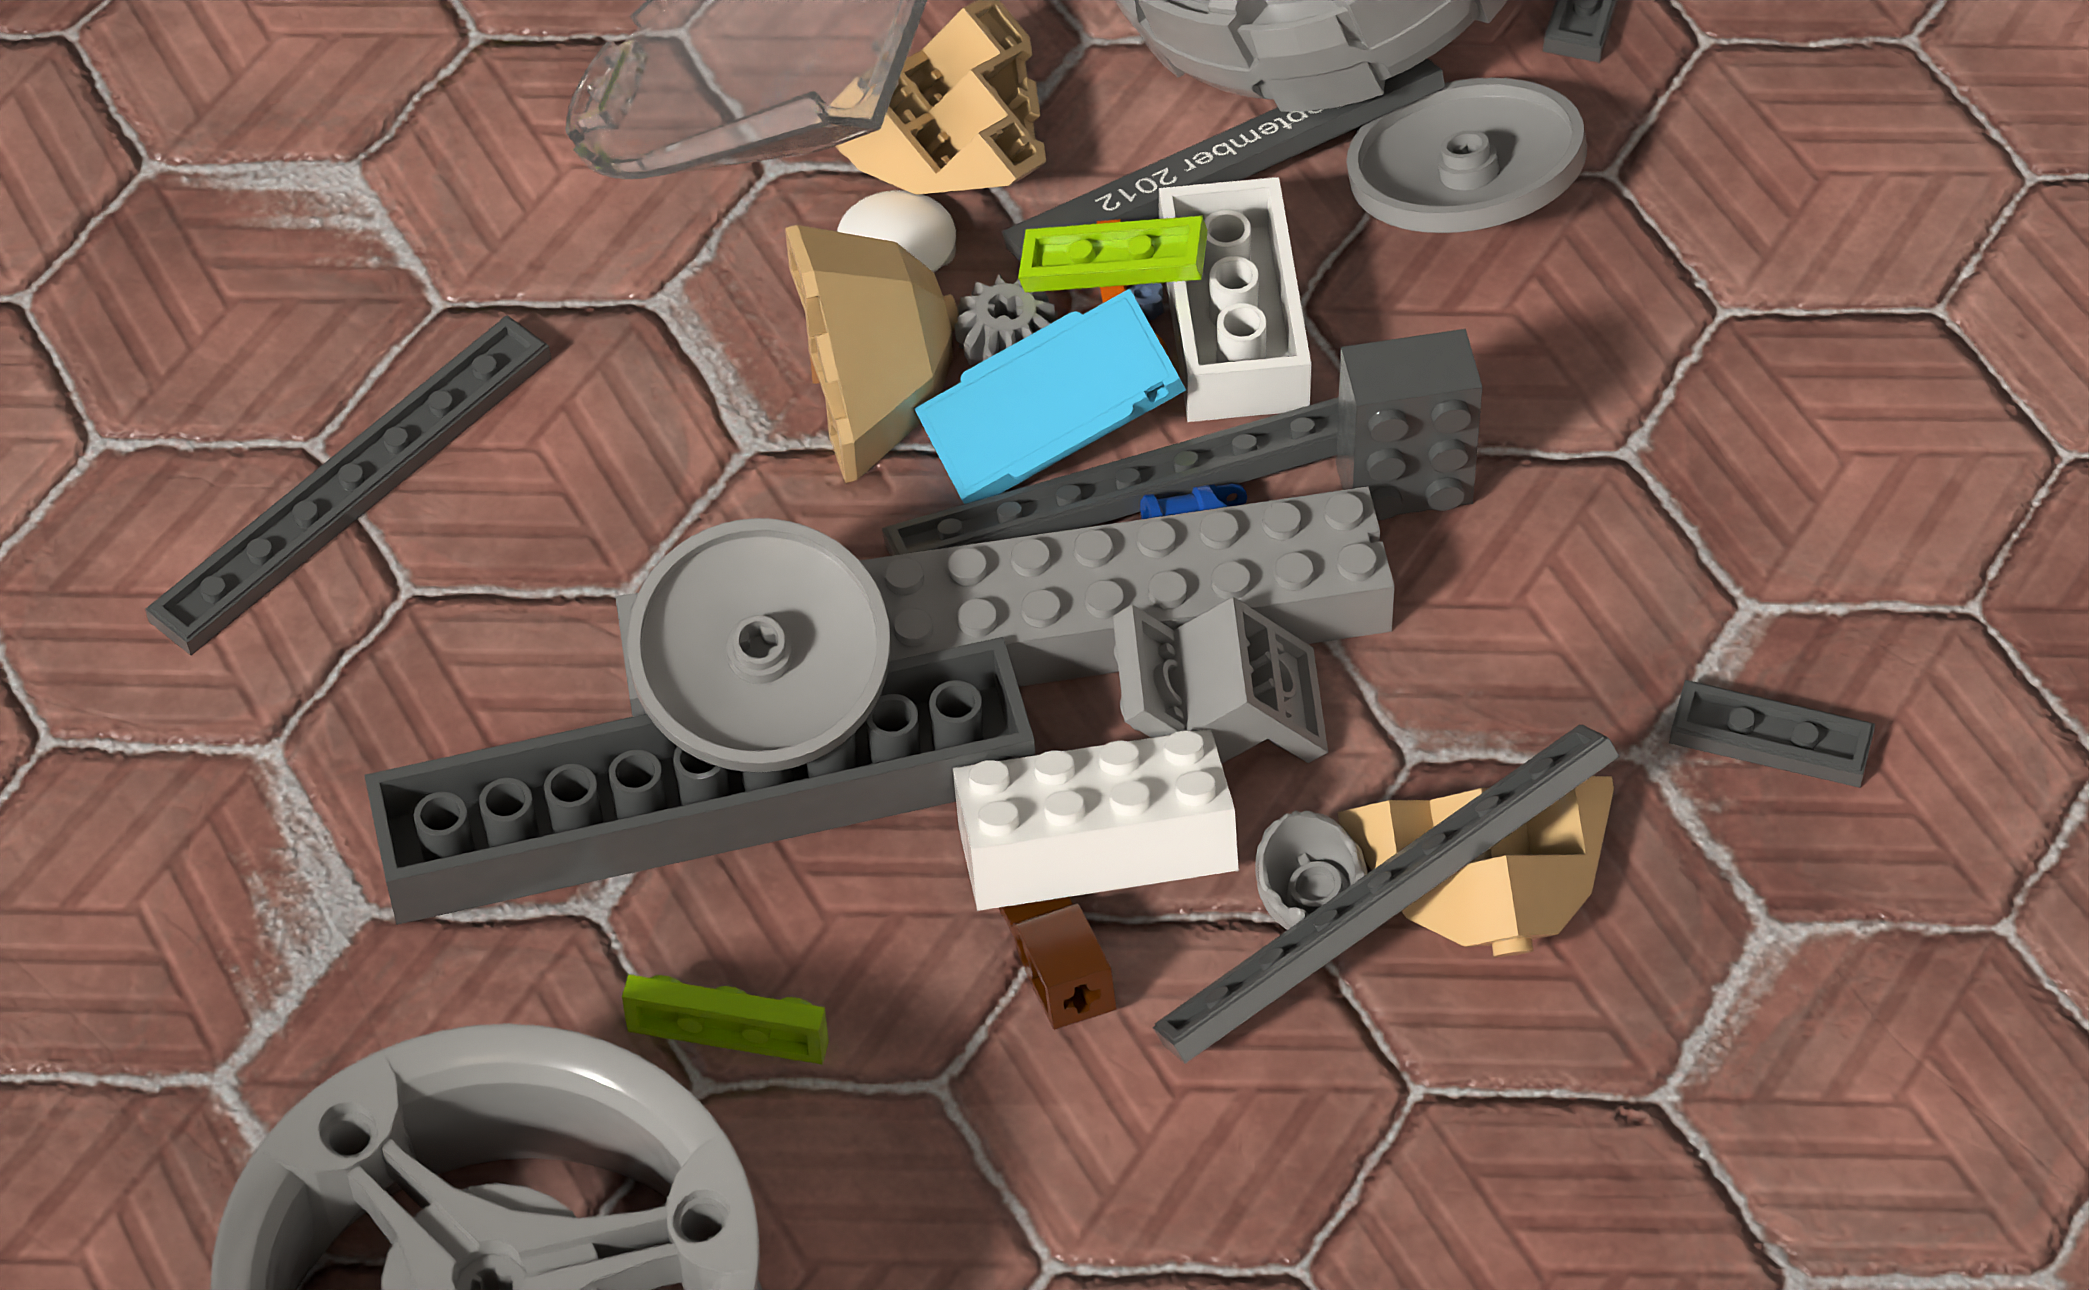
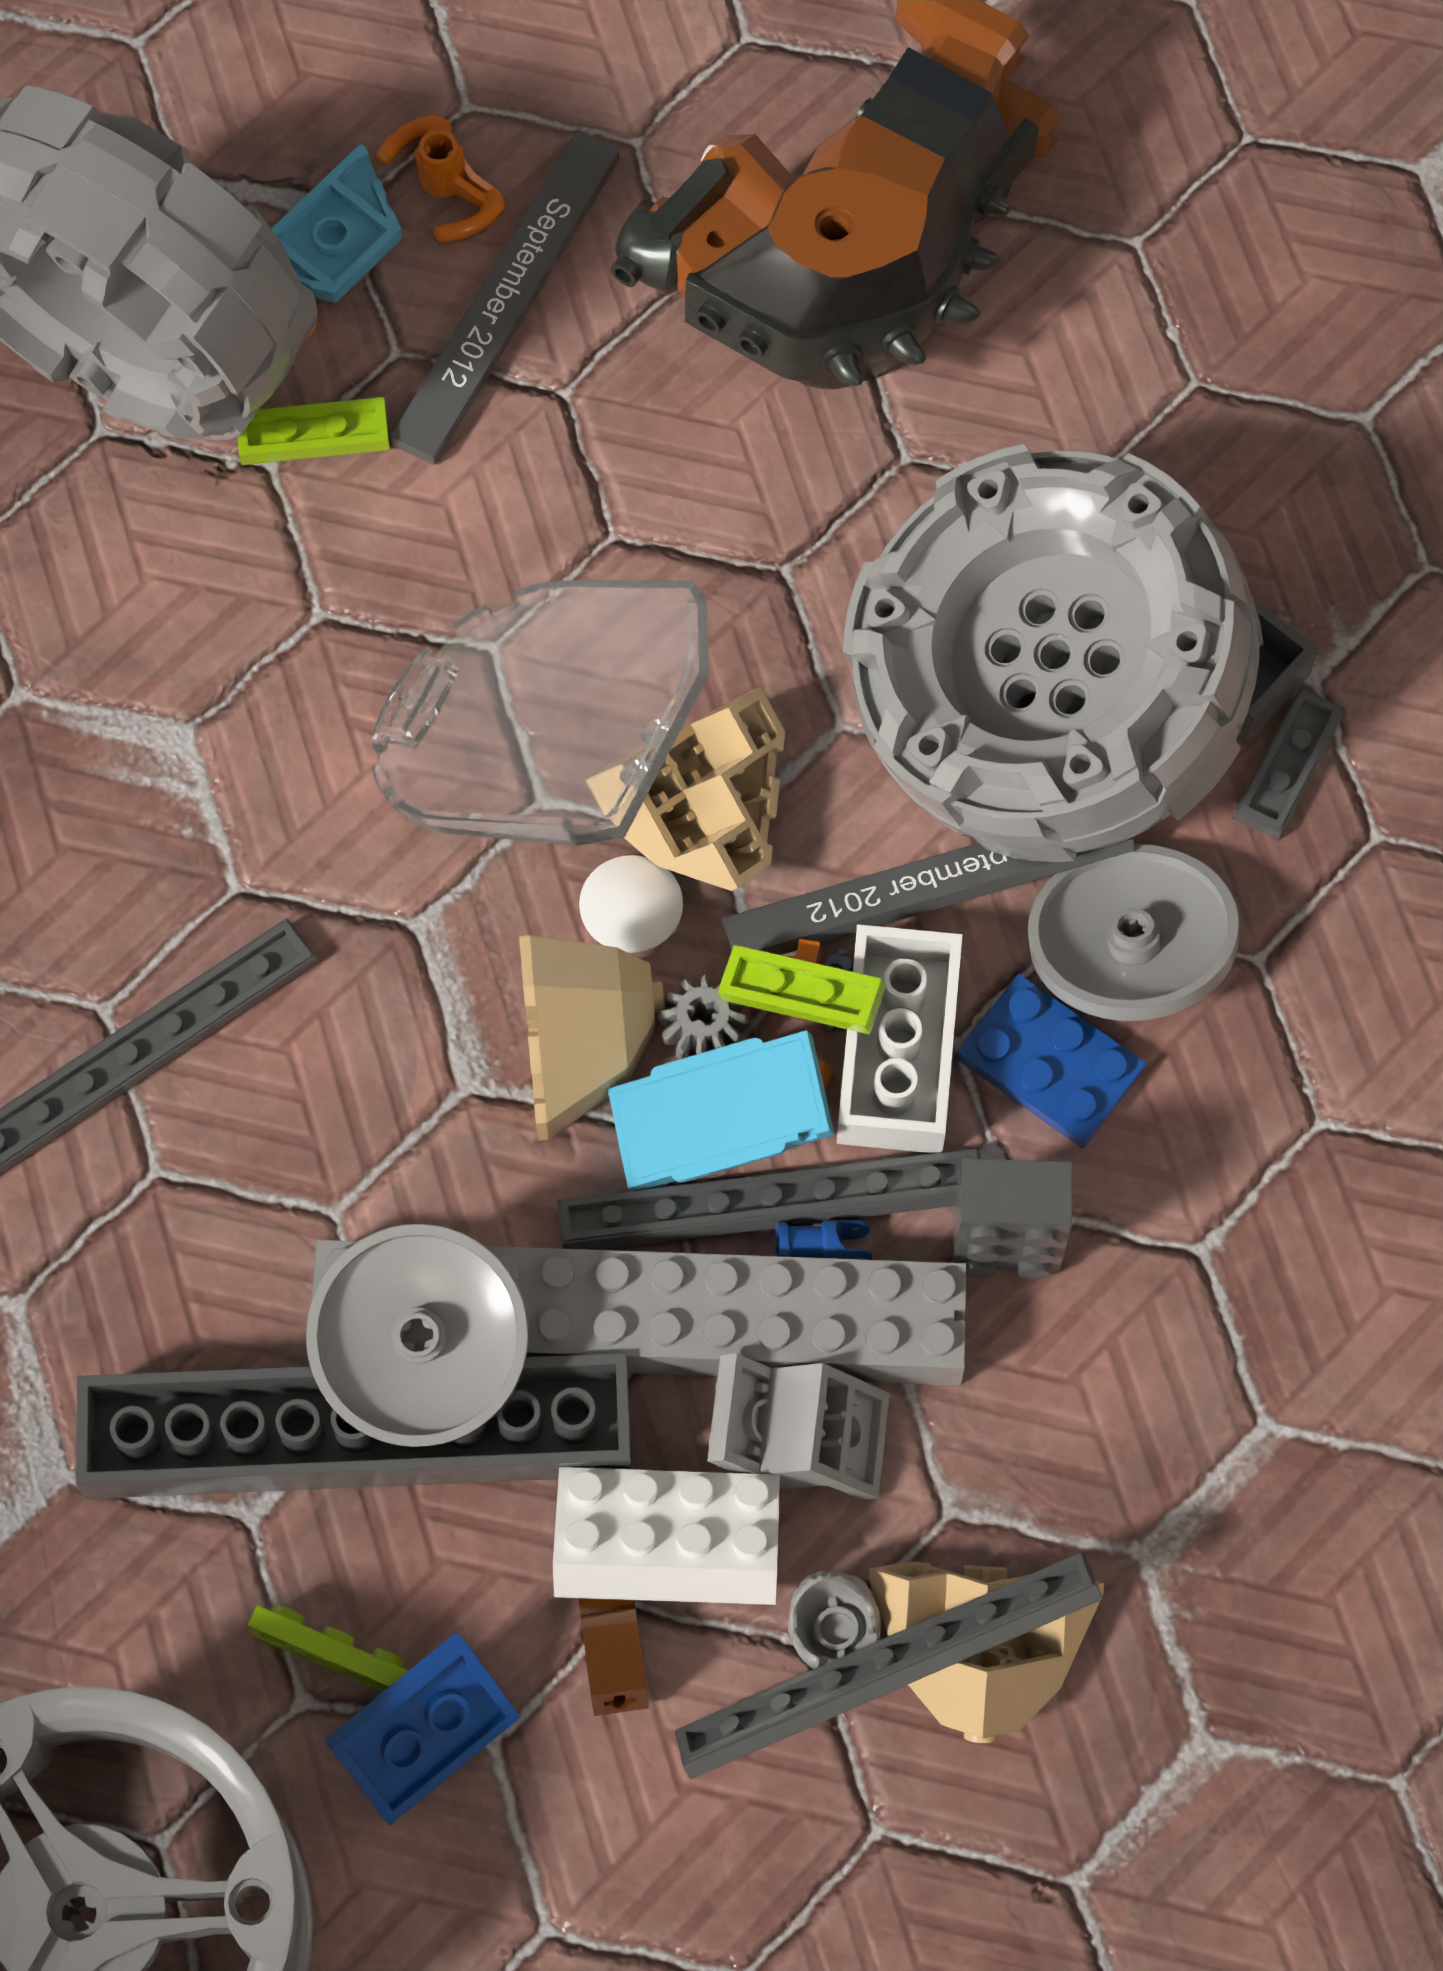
camera: 10 degrees right, 15 degrees up
(854, 1067) = (422, 1728): none -> blue plate
(1394, 291) = (1050, 1061): none -> blue plate
(1772, 733) = (1252, 1557): dark grey tile -> none

